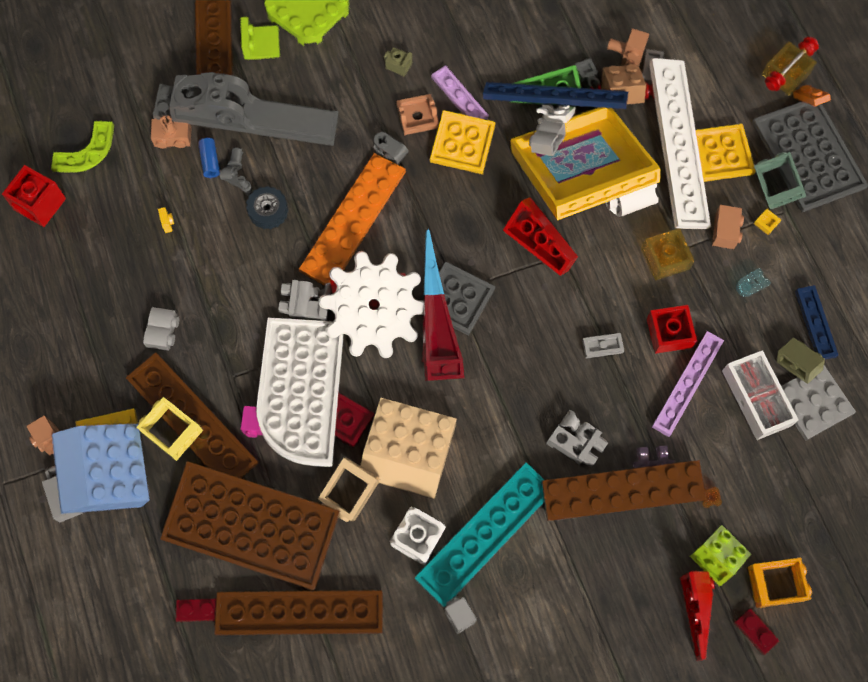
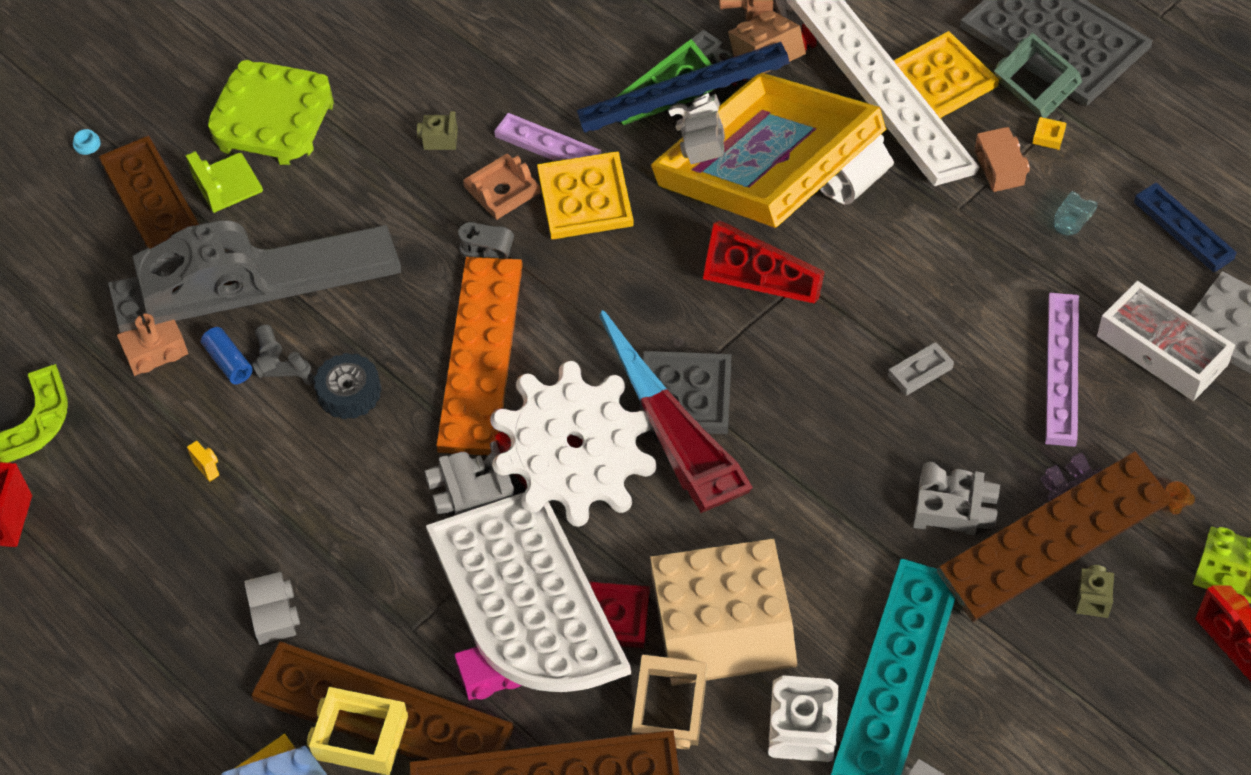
camera: 20 degrees left, 15 degrees down
(624, 540) = (1095, 591): none -> olive brick
(667, 254) = (943, 220): clear yellow brick -> none
(671, 329) = (1001, 308): red brick -> none
(800, 360) = (1192, 276): olive brick -> none

